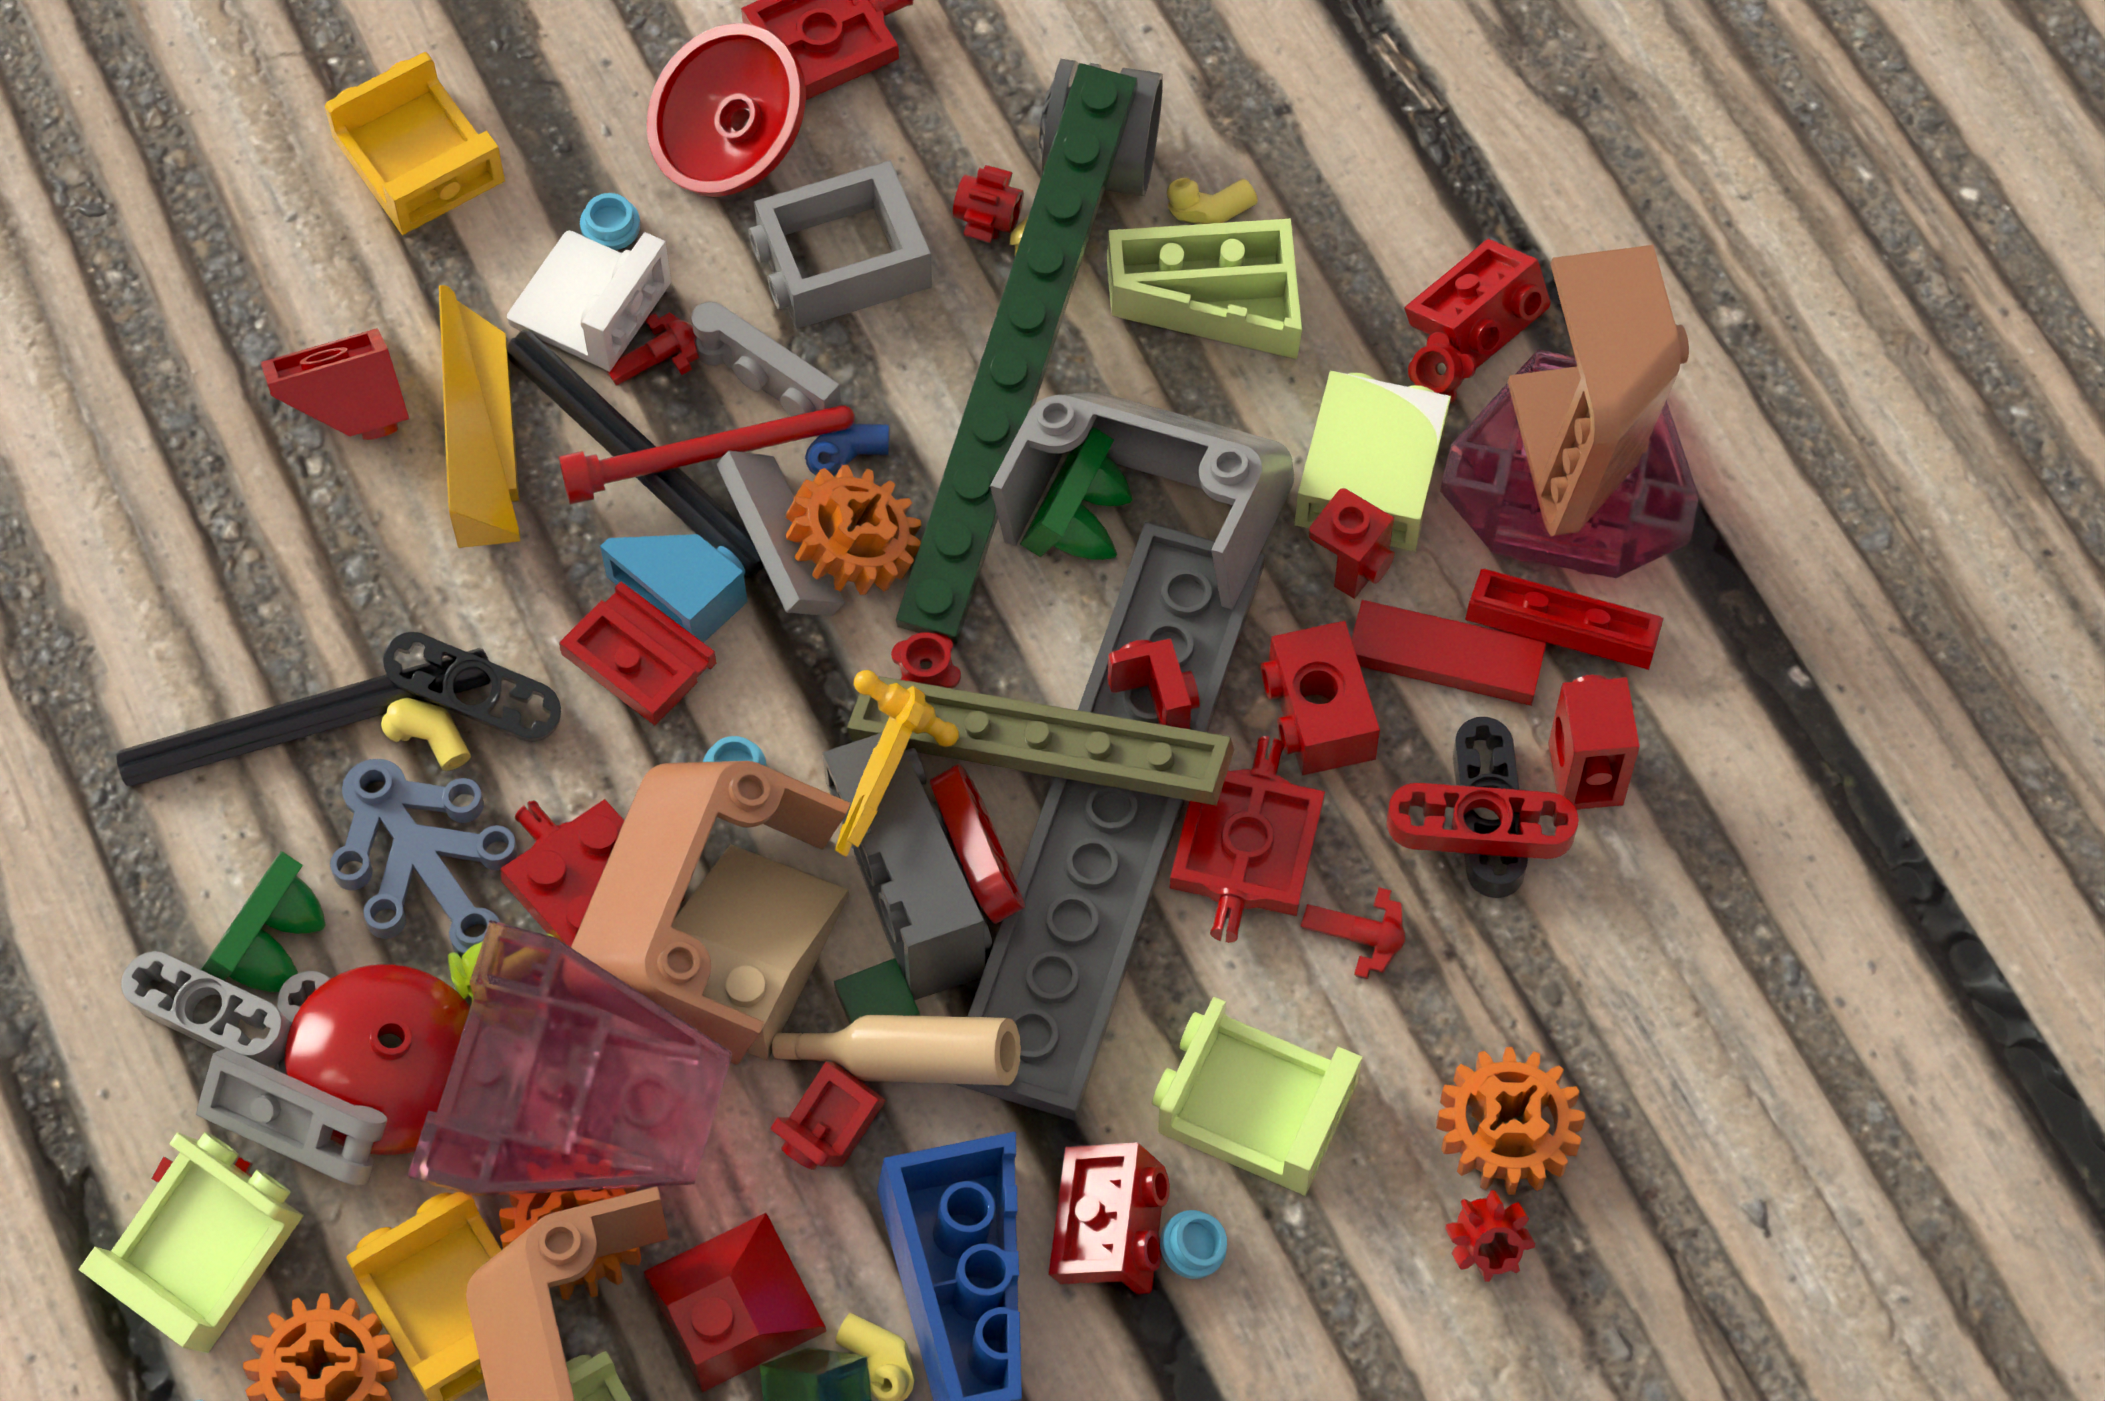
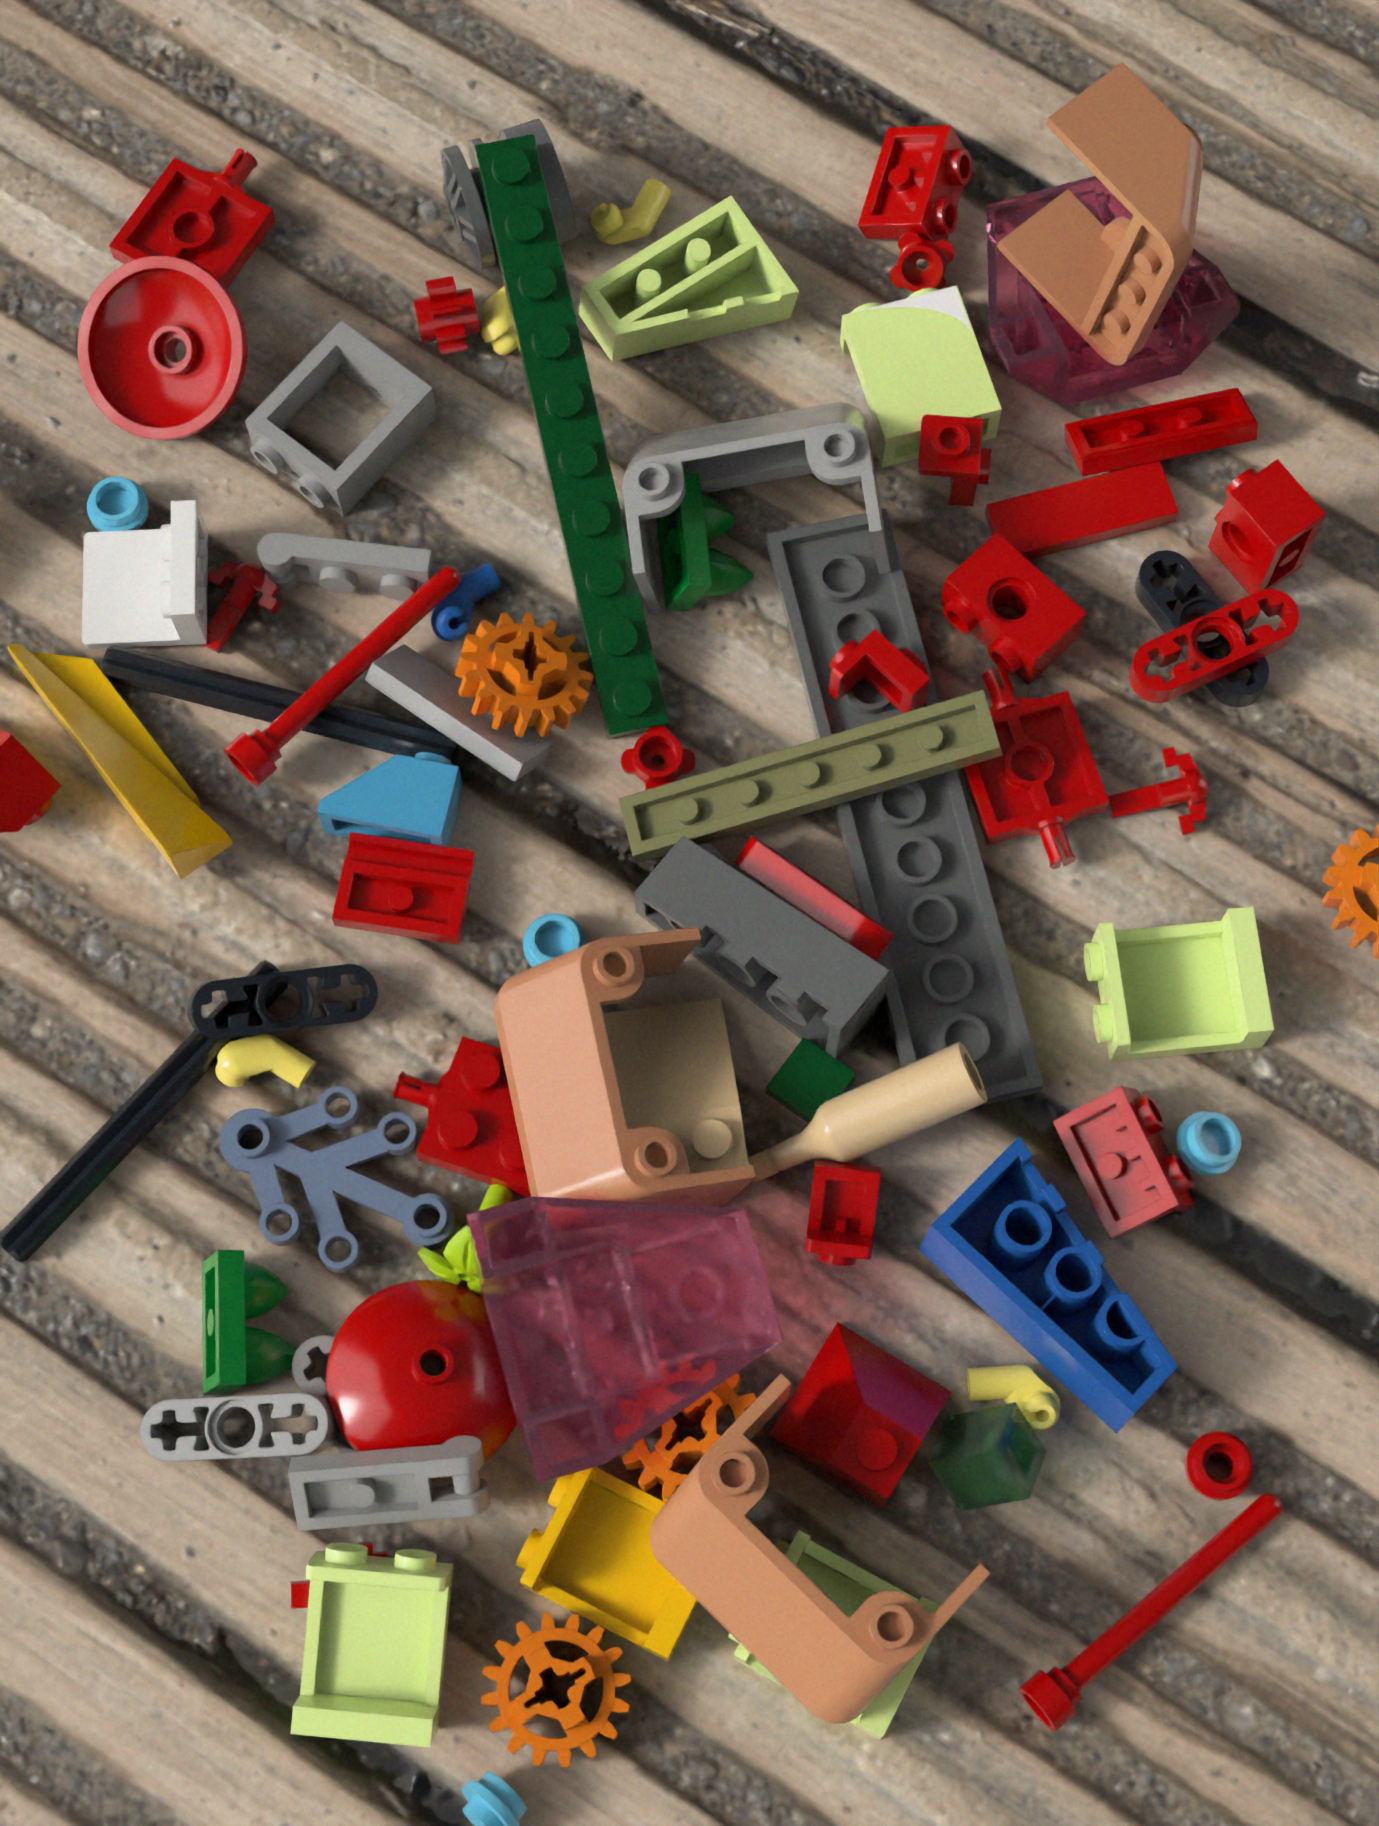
camera: 30 degrees left, 10 degrees up
(906, 715) = (703, 868): yellow piece -> none

